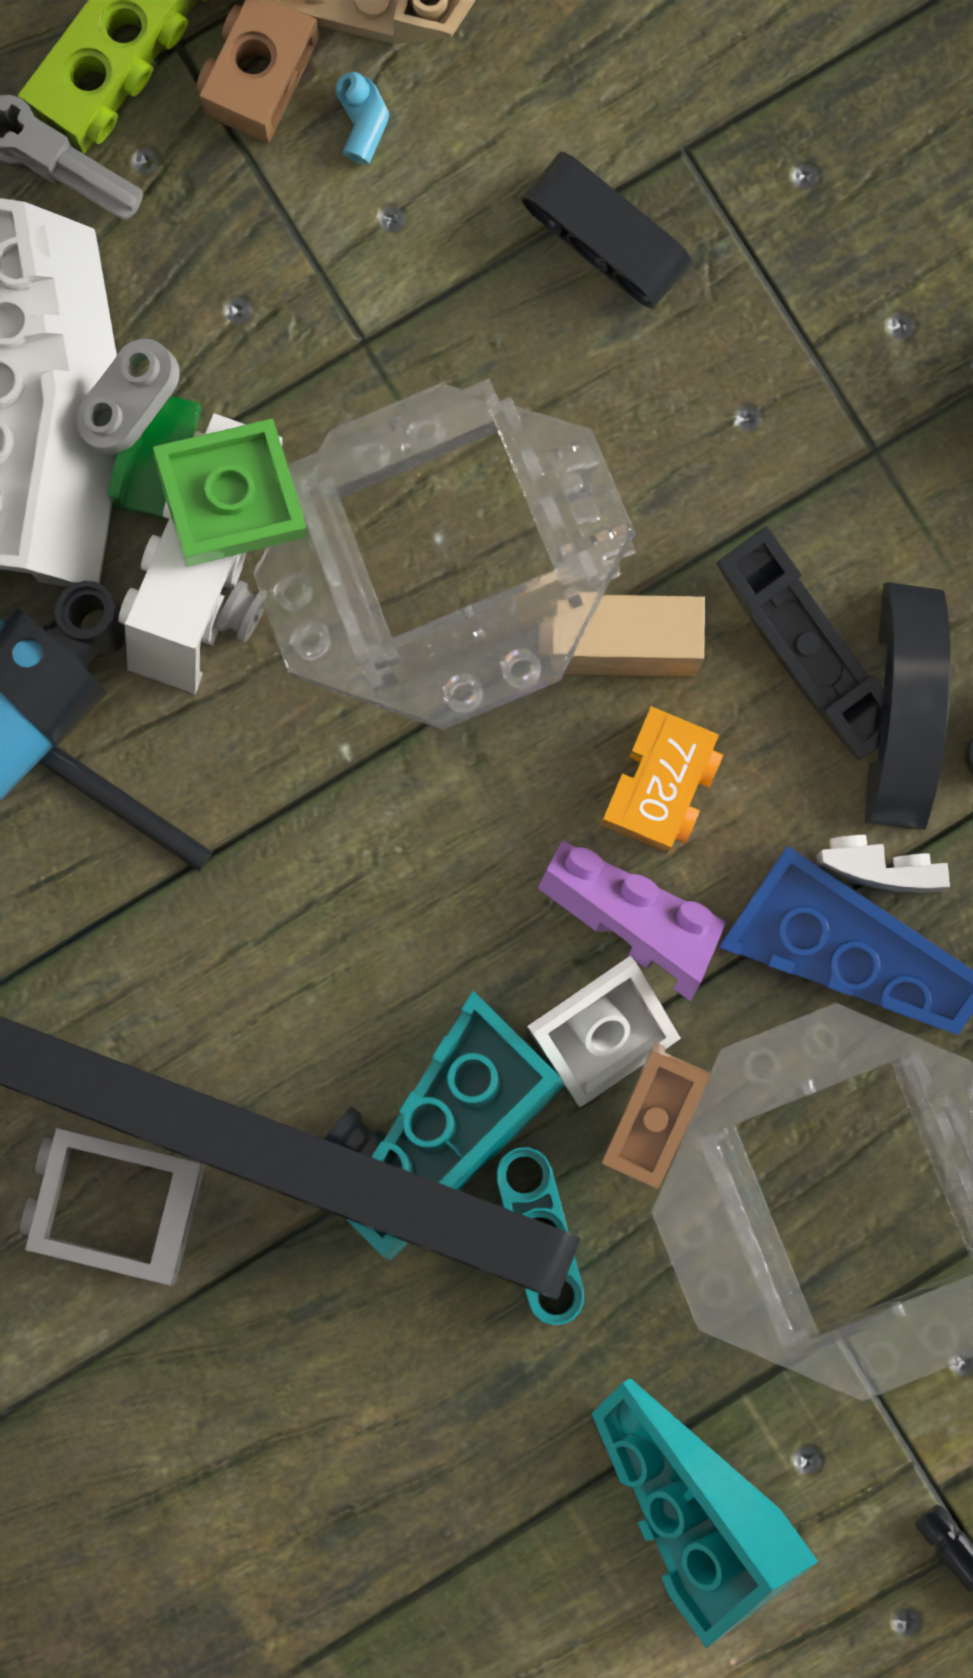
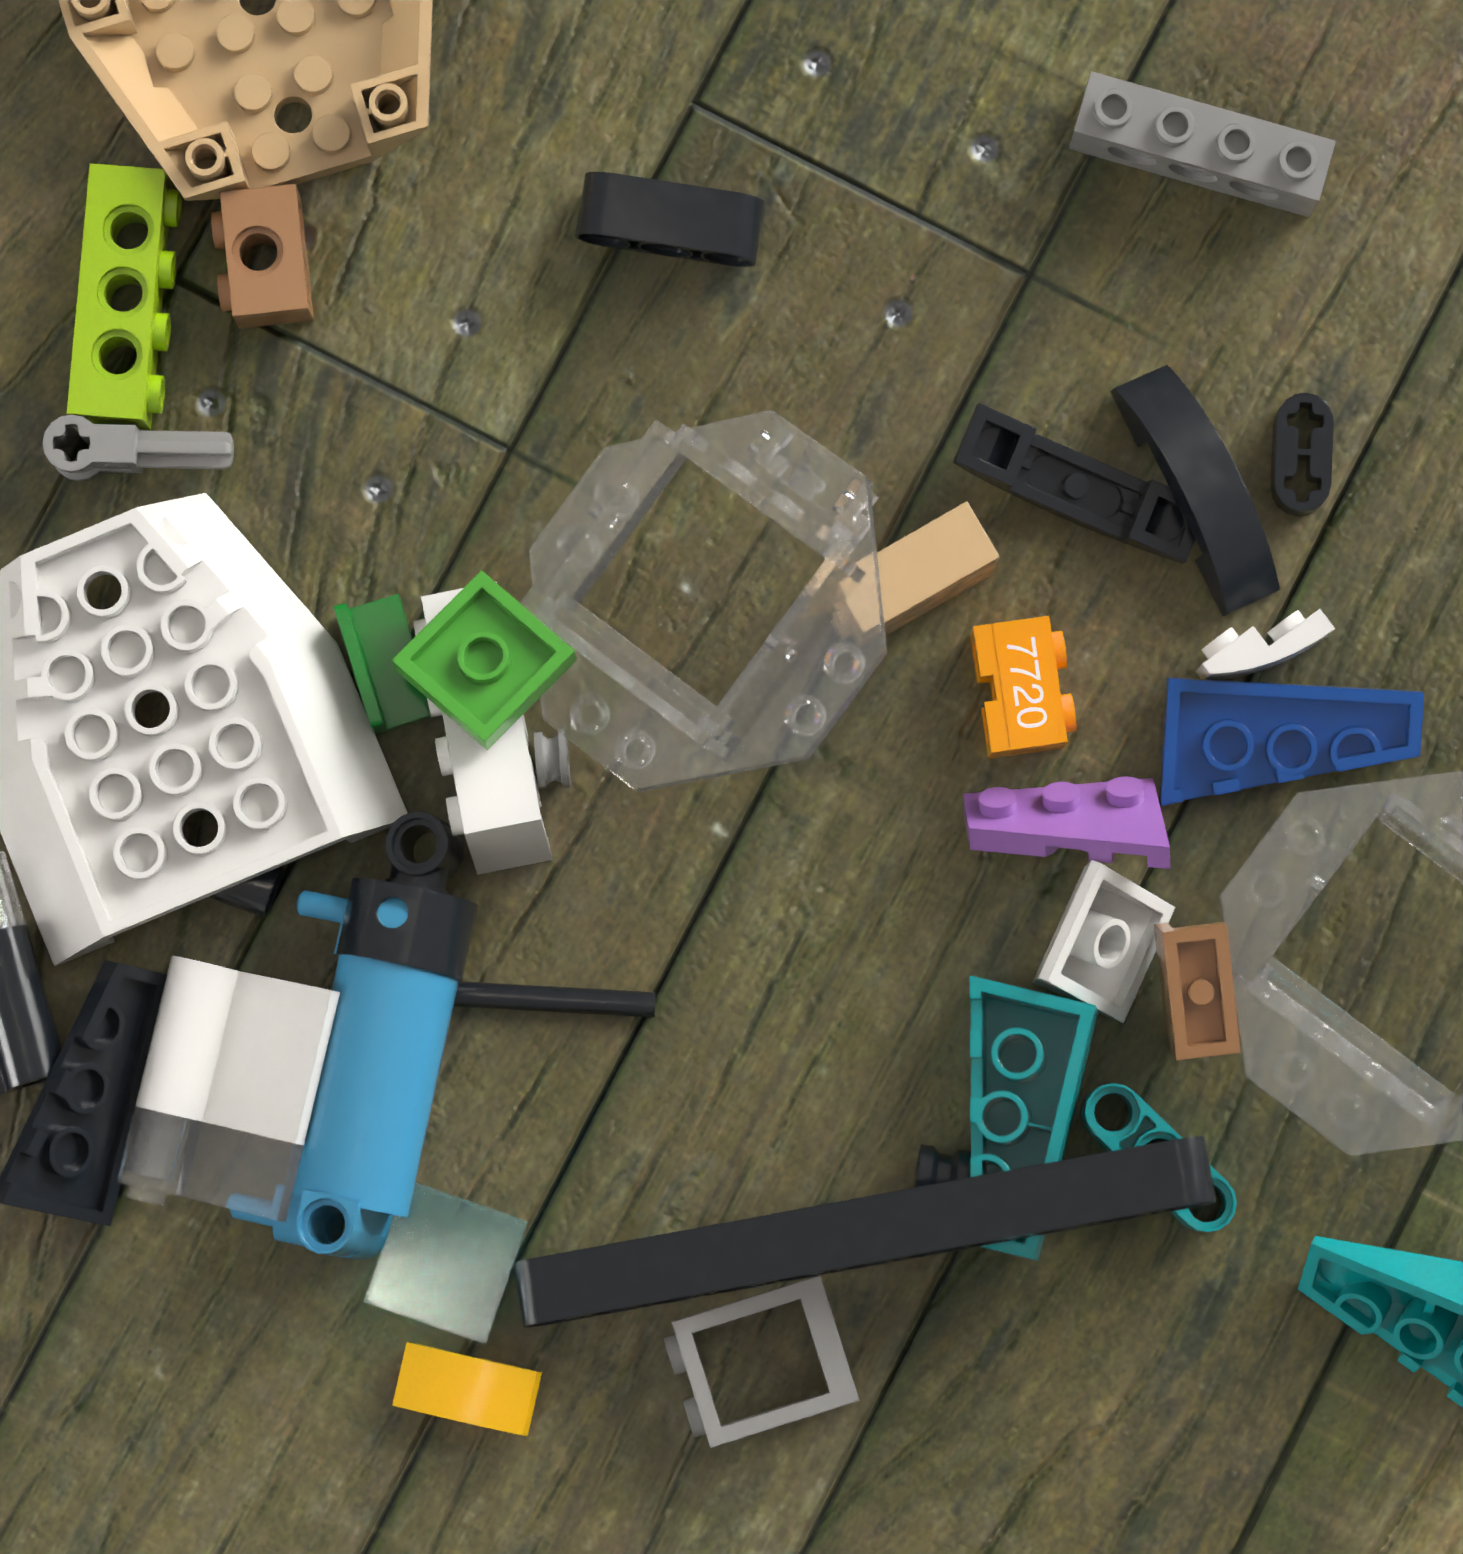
camera: 30 degrees left, 0 degrees up
(131, 398) = (340, 627): light grey plate -> none
(366, 112) = (387, 240): medium azure arm -> none

